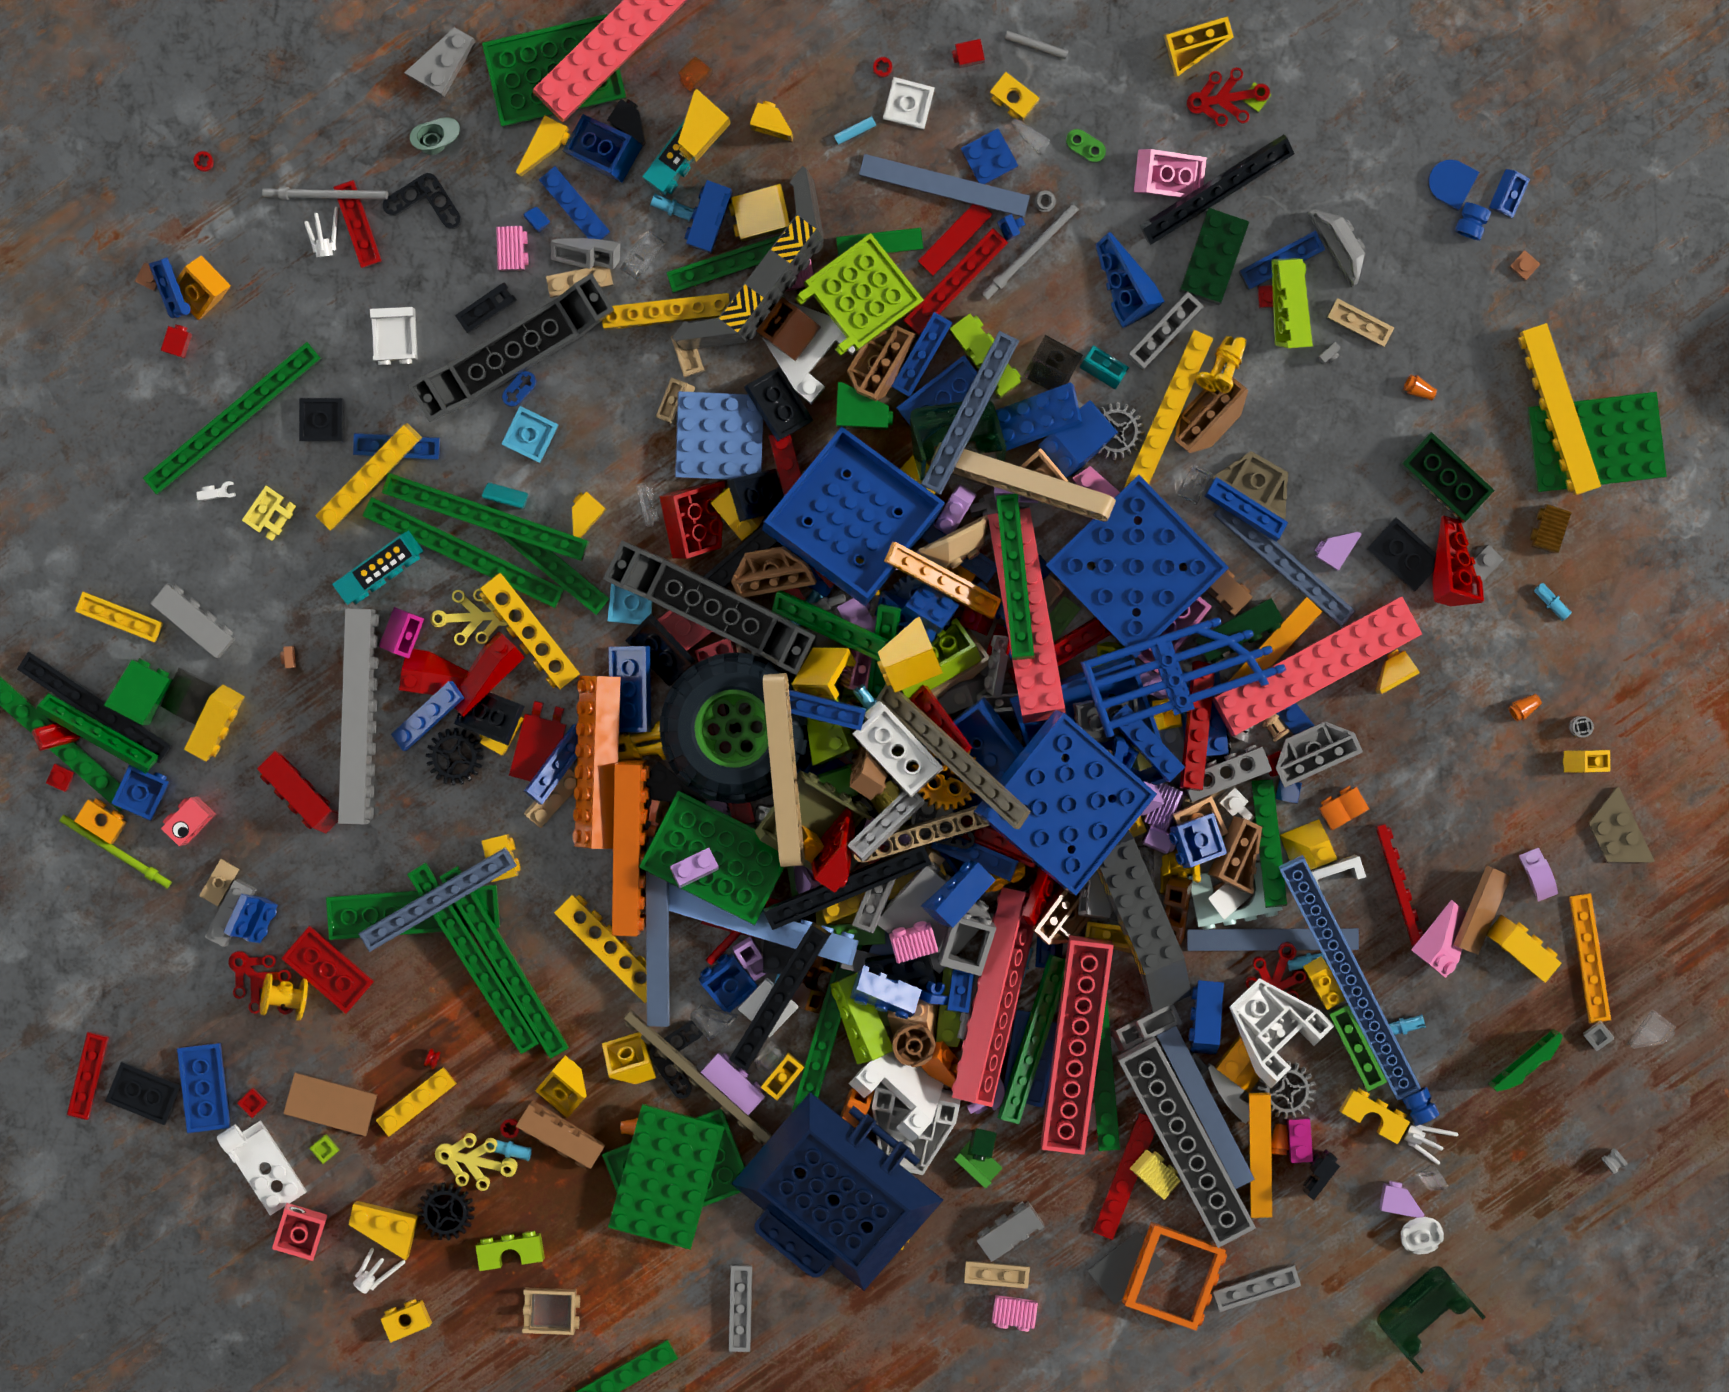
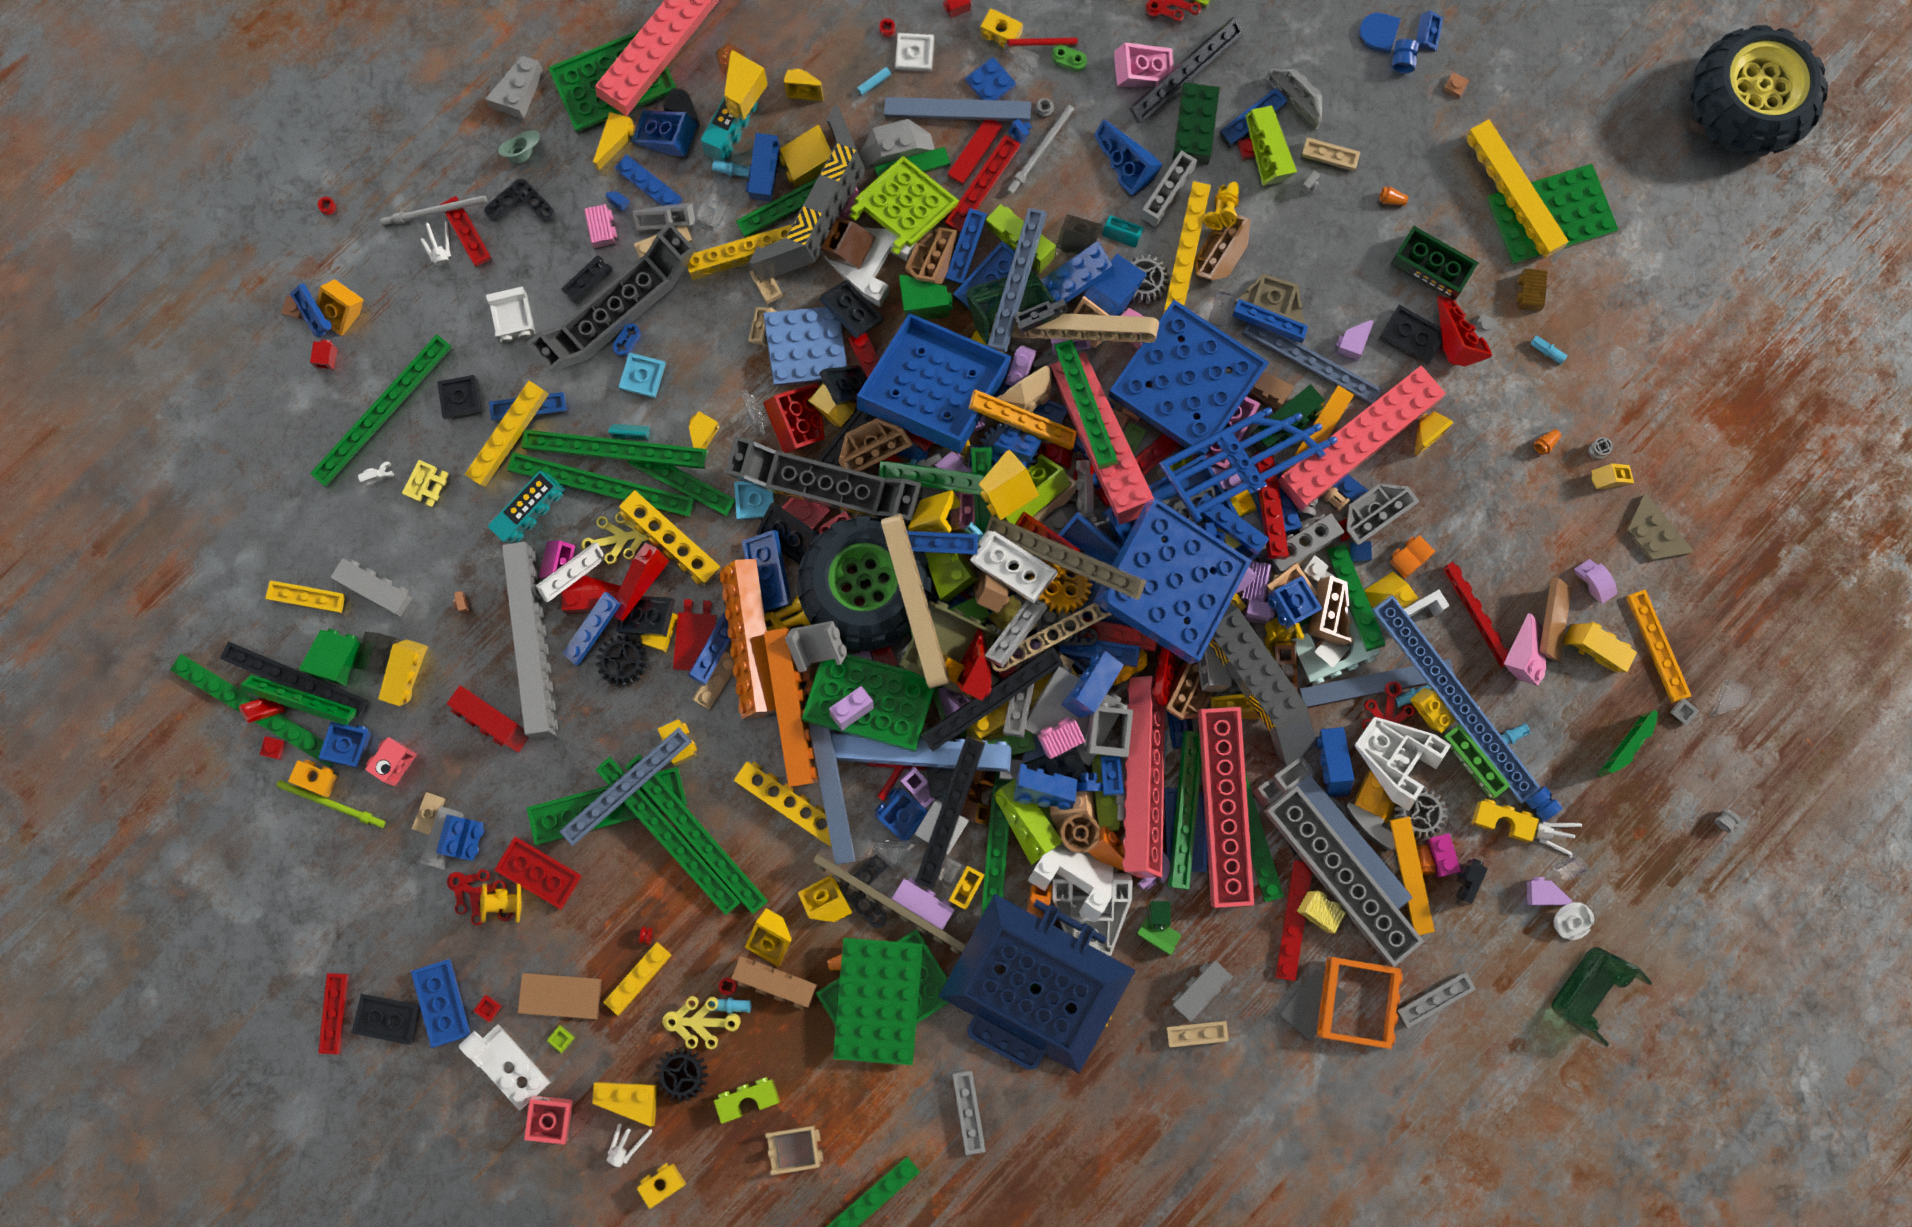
camera: 10 degrees left, 10 degrees down
(415, 649) = (570, 572): none -> white tile
(668, 788) = (815, 644): none -> light grey panel
(865, 212) = (893, 141): none -> light grey wedge
(986, 462) = (1040, 314): none -> black hinge
(1014, 1312) = (1221, 1066): bright pink brick -> none
(1061, 123) = (1042, 41): none -> red bar

